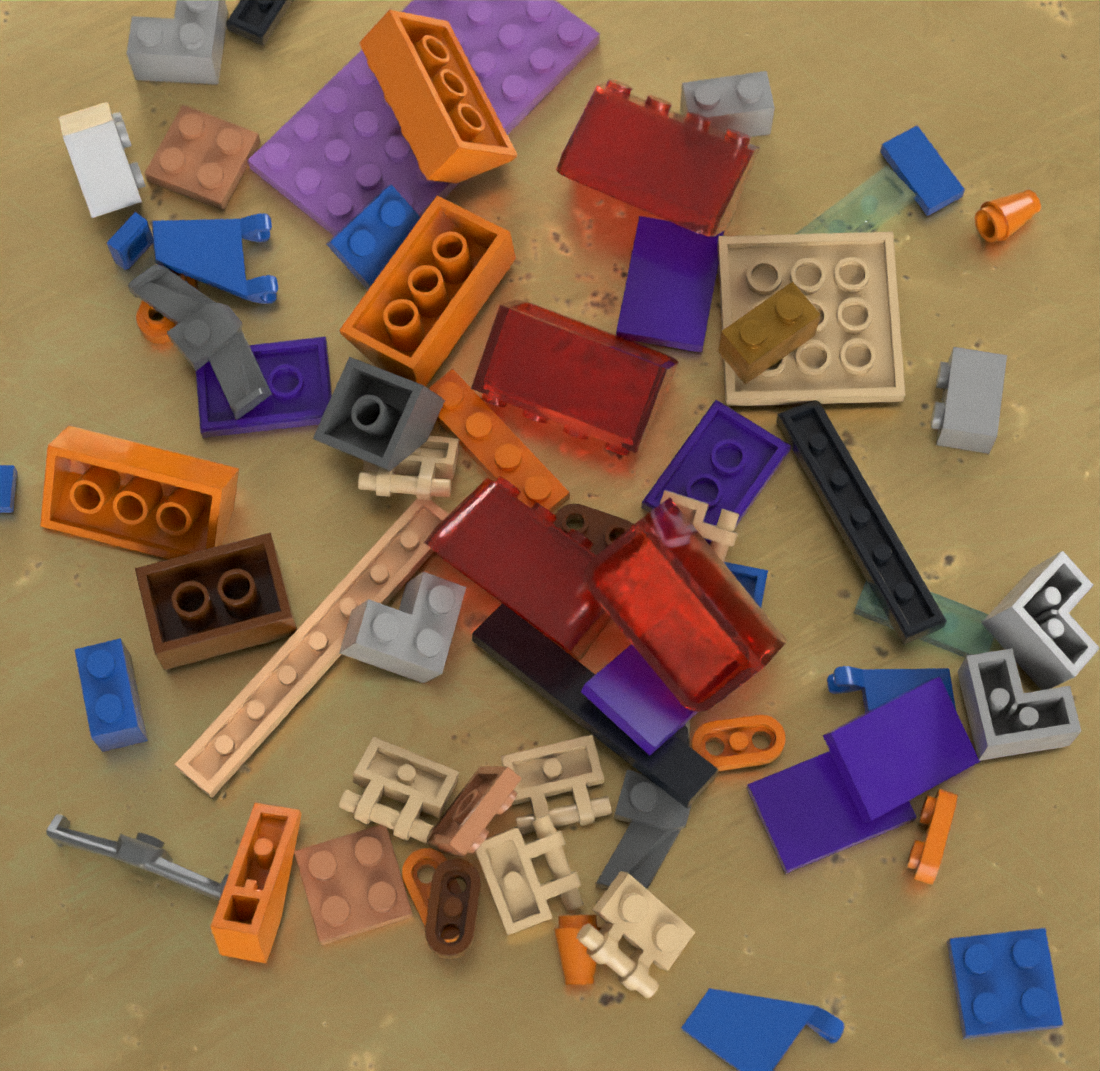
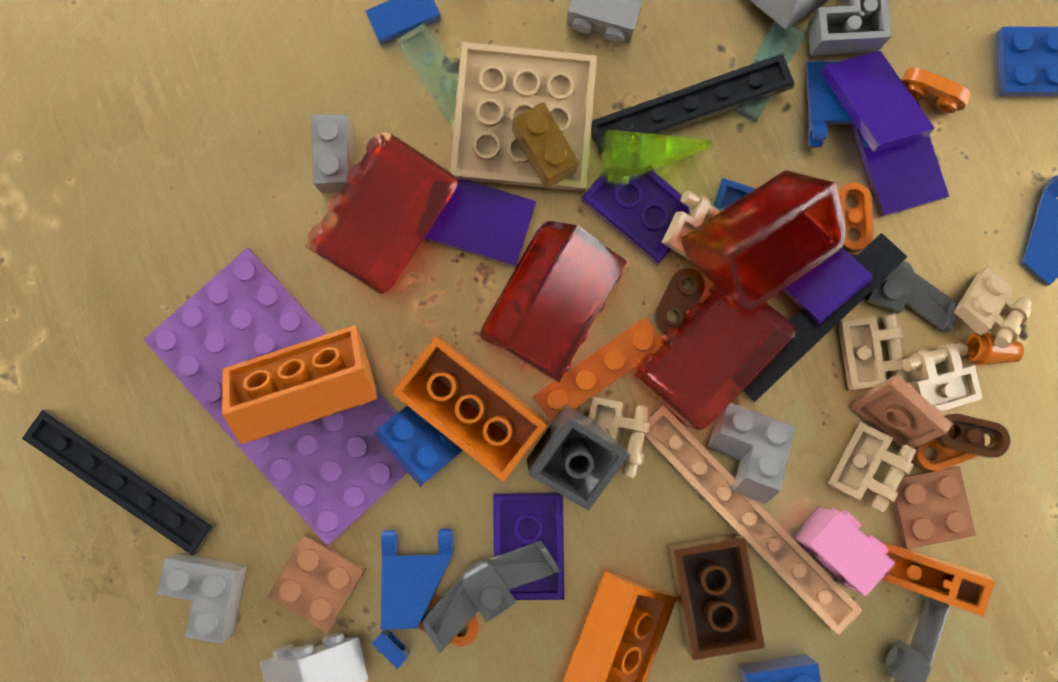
camera: 85 degrees left, 15 degrees up
(287, 748) = (844, 550): none -> bright pink brick
(775, 451) = (636, 154): none -> clear neon green slope

